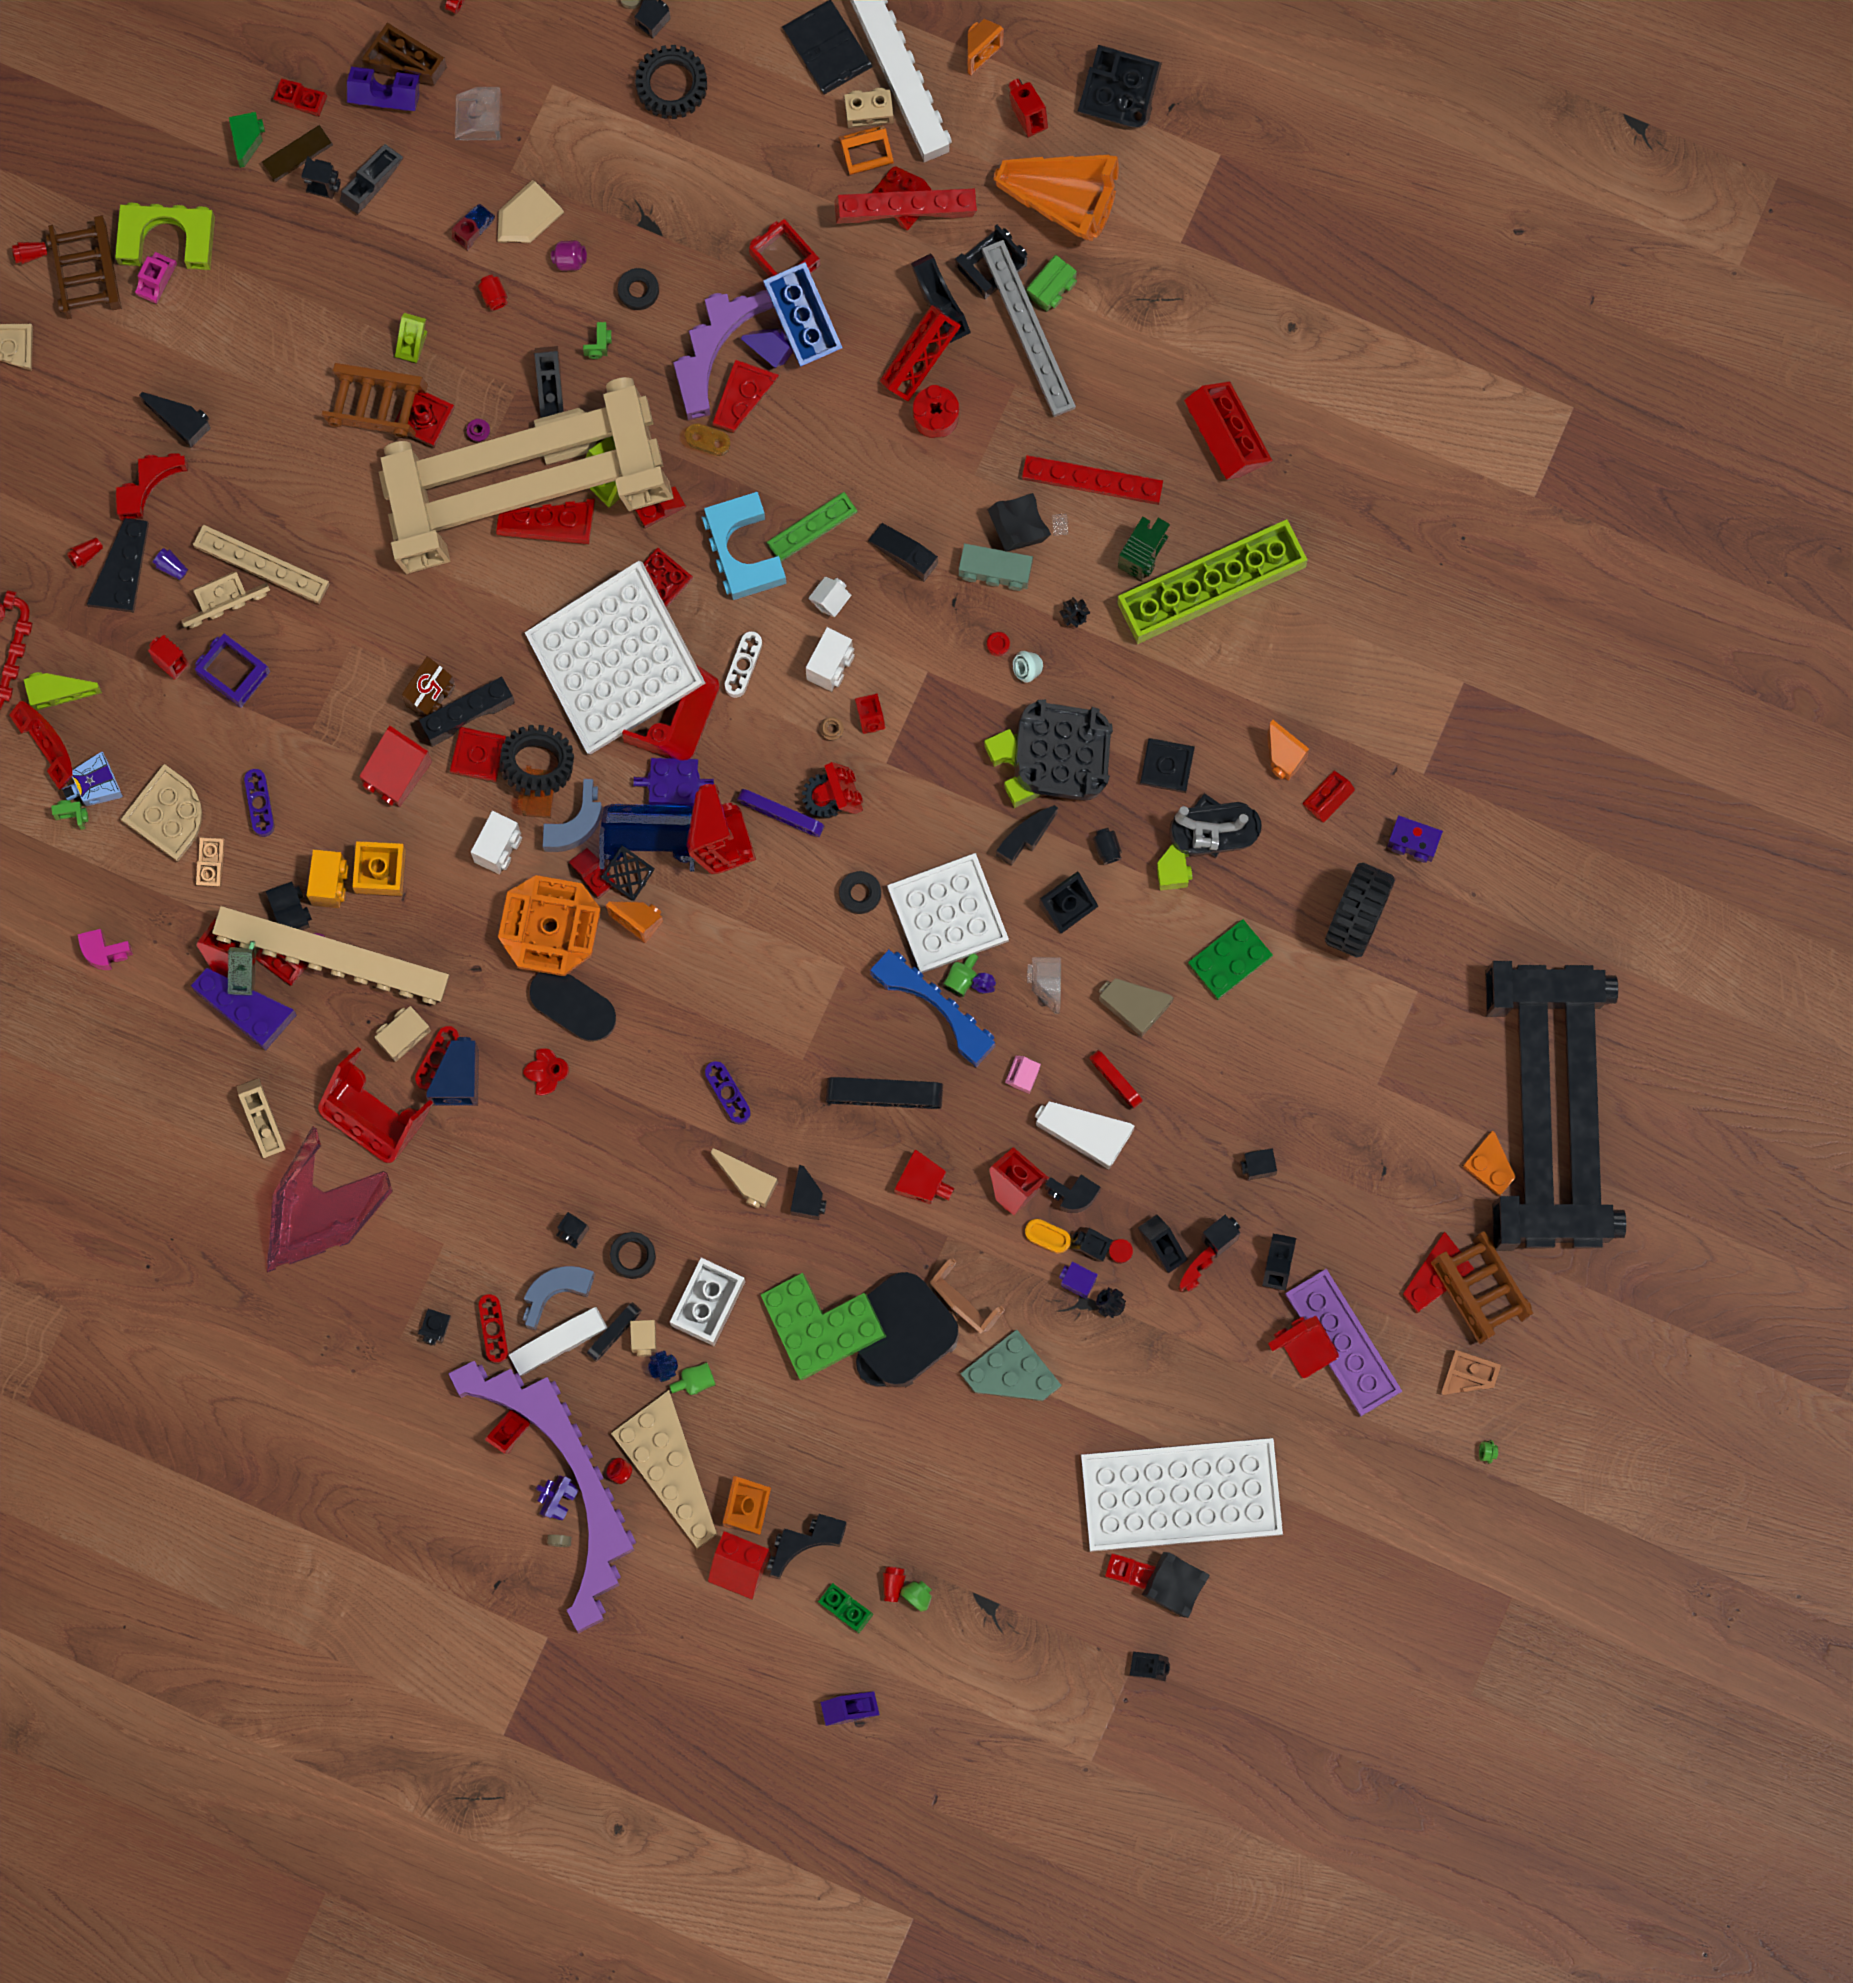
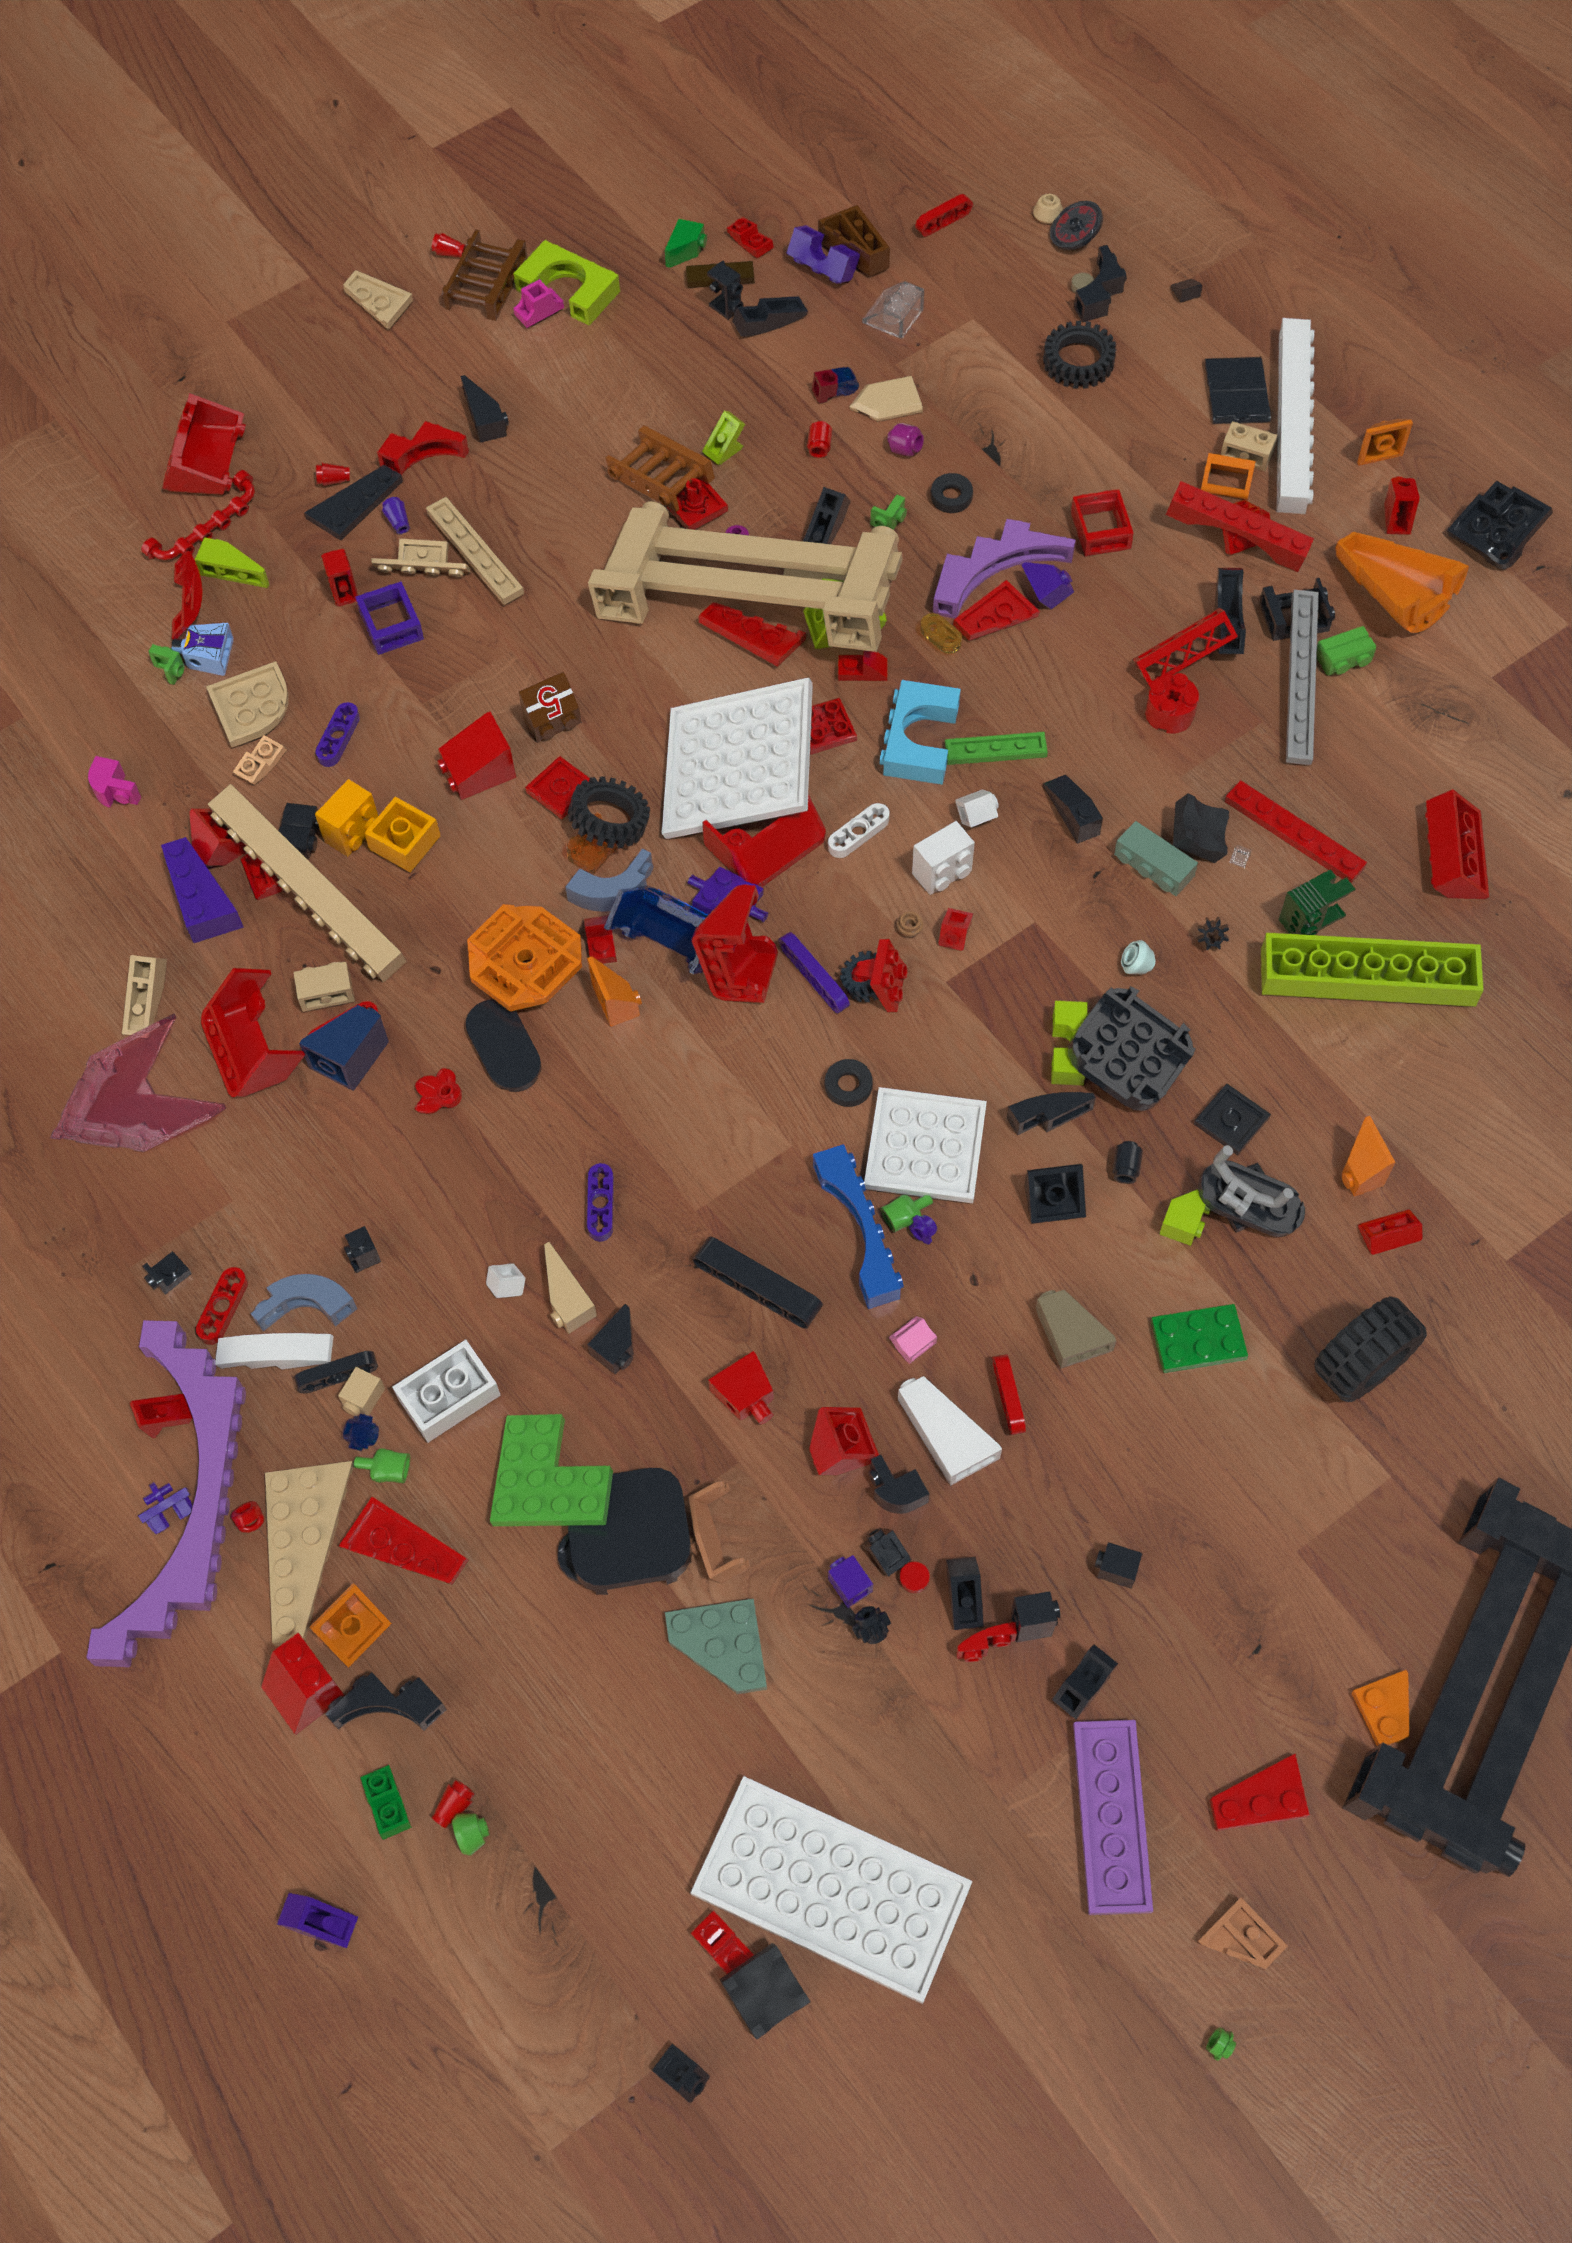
camera: 30 degrees right, 15 degrees down
(241, 969) = (212, 847): clear green panel -> none
(483, 701) = (602, 744): black arch -> none
(496, 843) = (524, 862): white brick -> none
(559, 1540) = (138, 1554): dark tan tile -> none
(612, 862) = (622, 933): black window -> none
(632, 1237) = (395, 1289): black tyre -> none
(694, 1193) = (505, 1280): none -> white slope
(737, 1428) = (399, 1542): none -> red wing
(802, 314) = (1090, 563): blue slope -> none
(998, 643) = (1119, 929): red tile -> none
(1046, 980) = (990, 1254): clear slope -> none
(1048, 1236) = (844, 1519): light orange tile -> none
(1306, 1345) = (1067, 1793): red bracket -> none
(1414, 839) = (1465, 1316): dark purple brick -> none
(1468, 1305) = (1281, 1848): dark orange fence -> none

